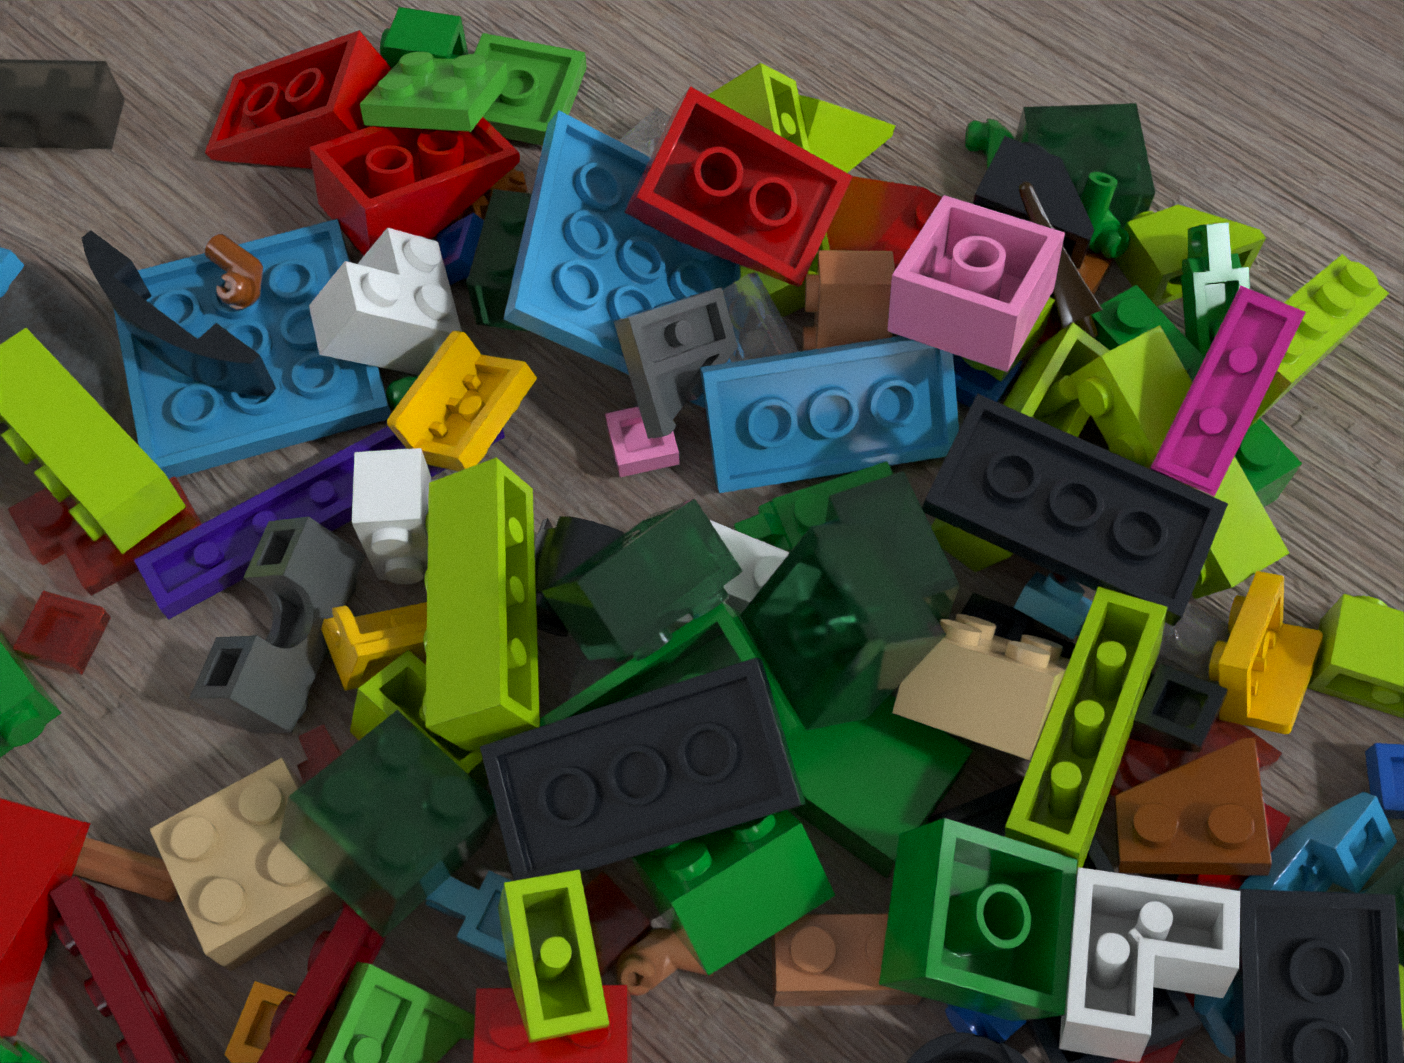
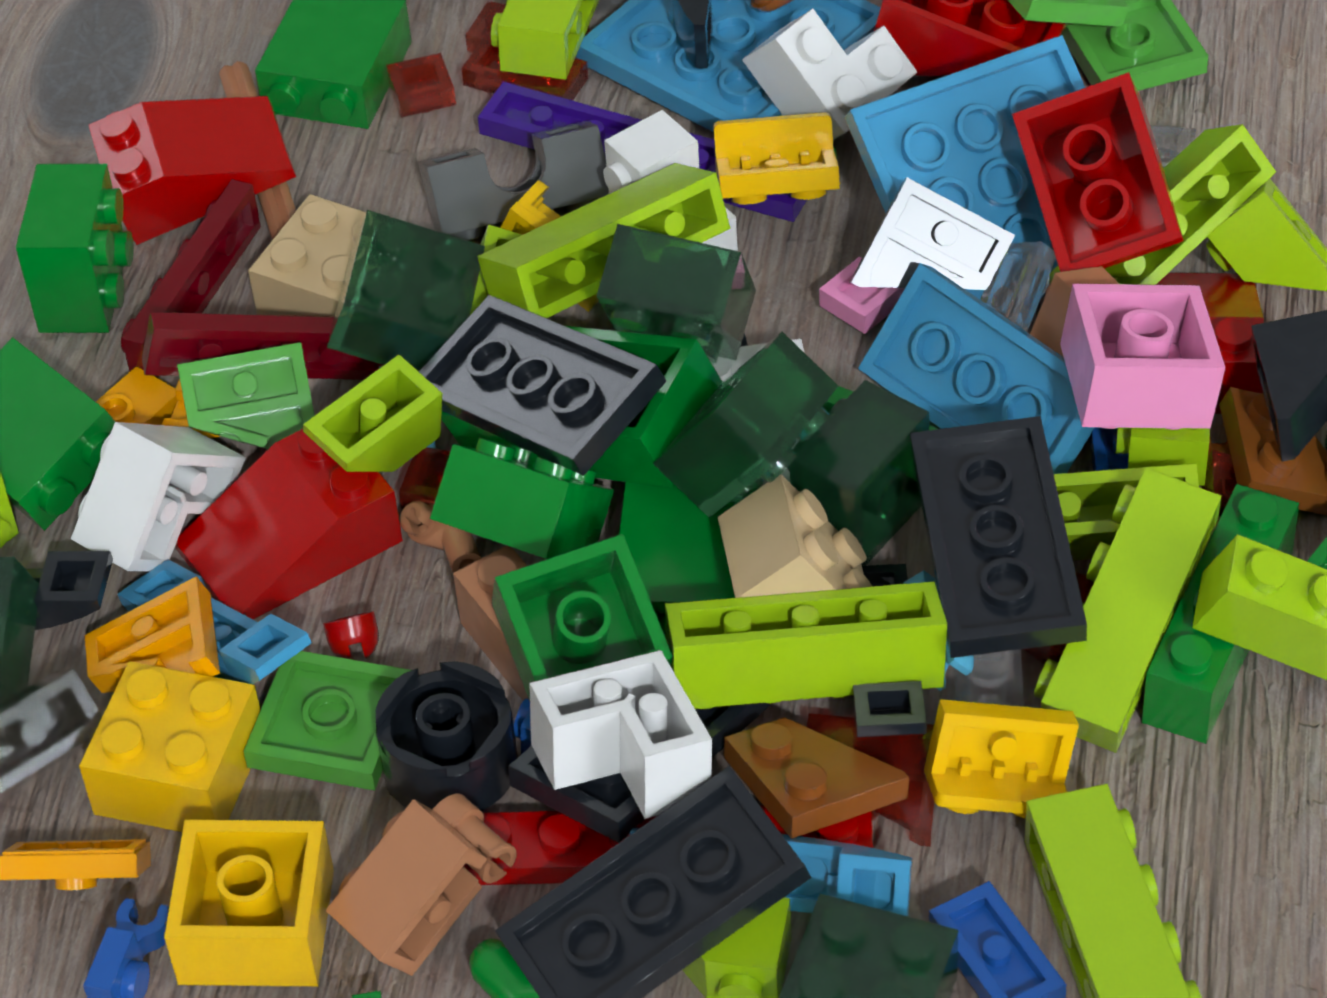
camera: 60 degrees right, 15 degrees down
(1071, 294) = (1233, 449): dark brown piece -> none
(1227, 390) = (1180, 555): dark pink tile -> none

